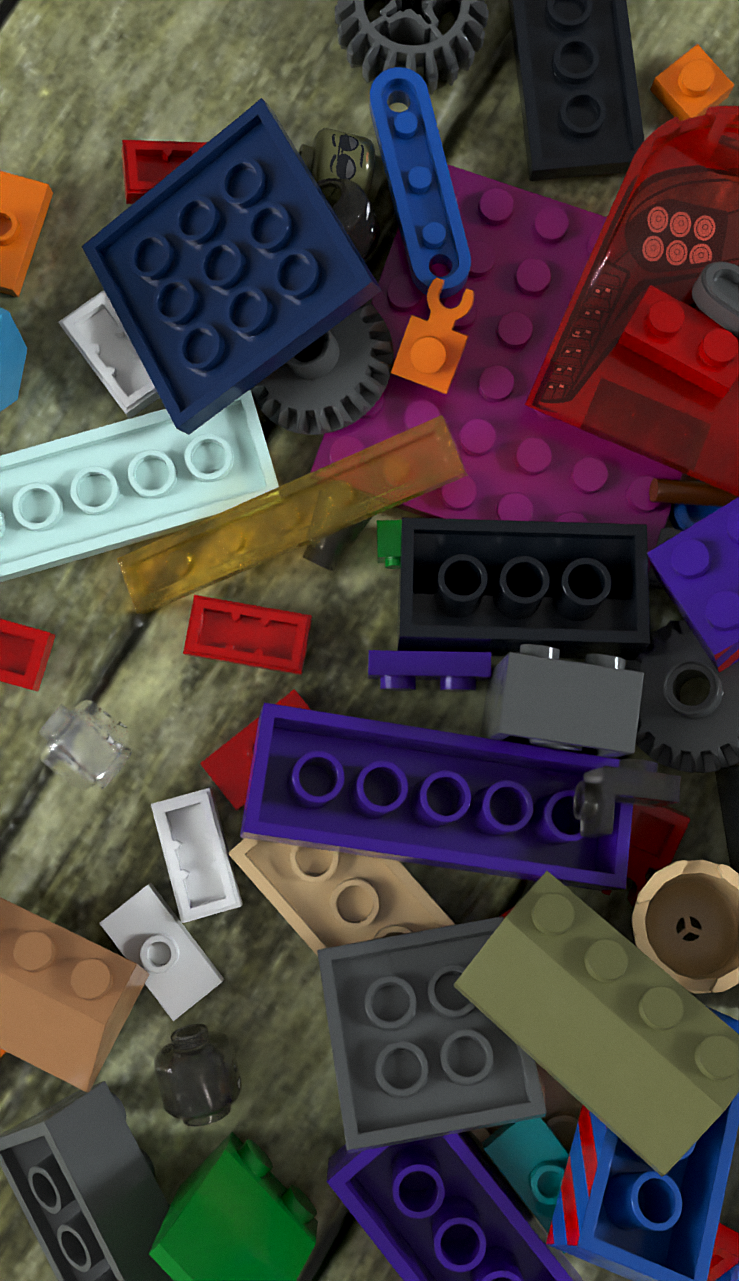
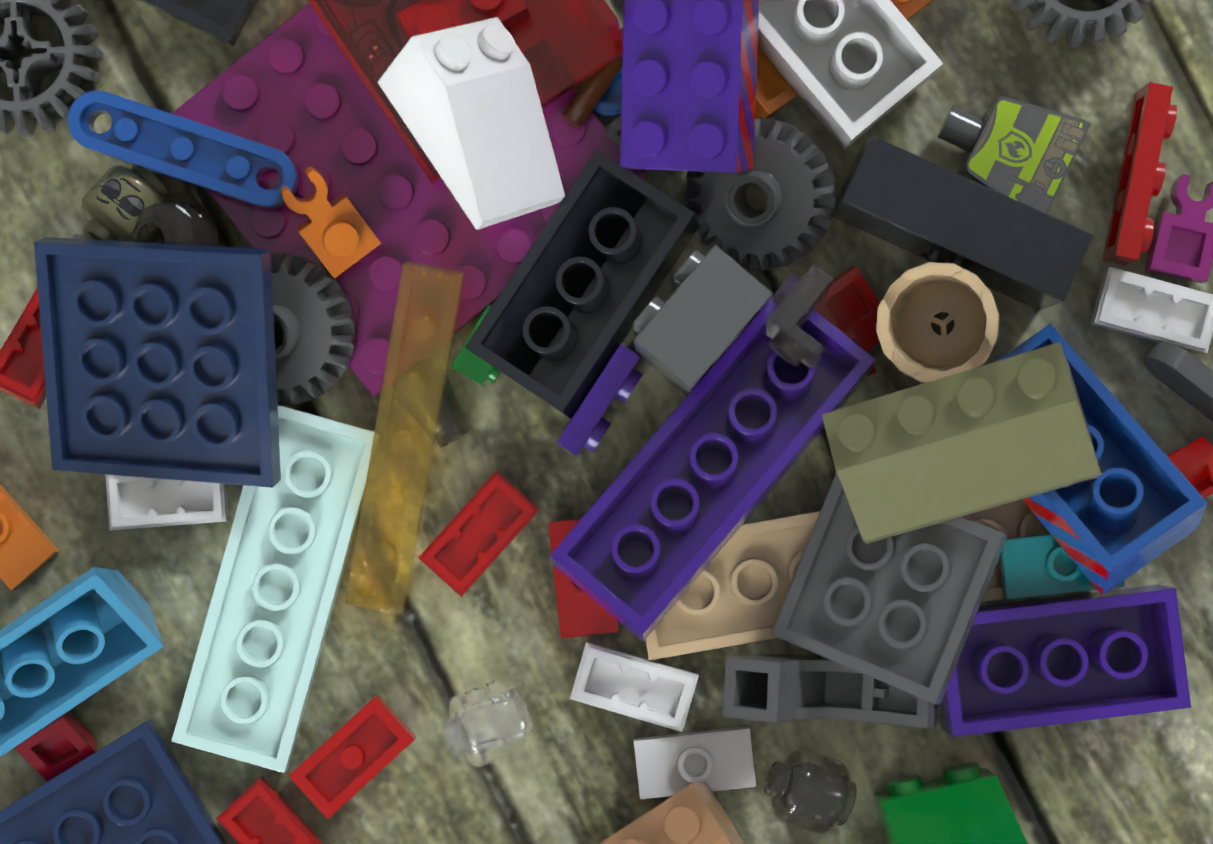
camera: 50 degrees left, 5 degrees up
(292, 1016) = (814, 687): none -> dark grey arch
(612, 396) = (477, 119): none -> white slope

